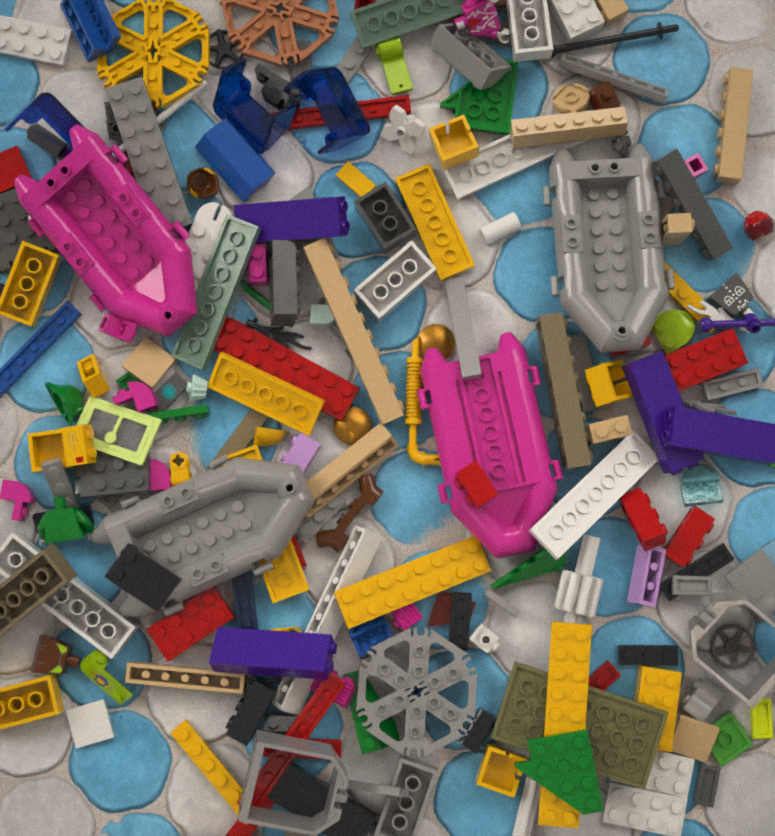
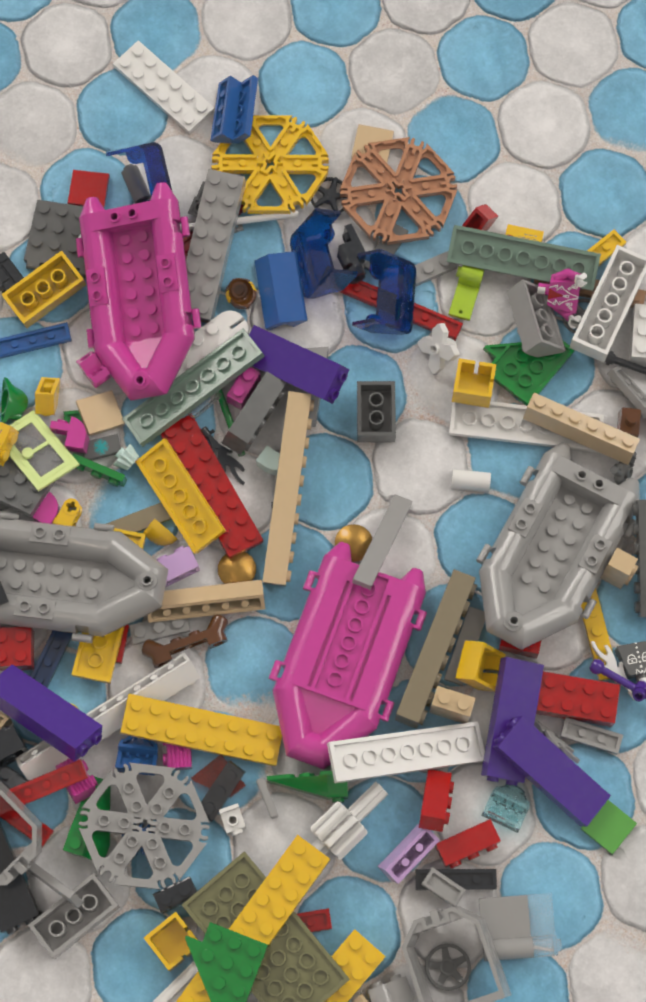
camera: 30 degrees right, 10 degrees down
(355, 179) = (371, 365): yellow tile -> none
(395, 281) = (350, 469): white brick -> none
(413, 407) = (295, 588): yellow piece -> none
(434, 222) = (417, 441): yellow plate -> none
(475, 485) = (305, 674): red brick -> none
(571, 98) = (601, 407): tan tile -> none
(648, 654) = (367, 926): black plate -> none
(674, 329) = (568, 656): lime slope -> none

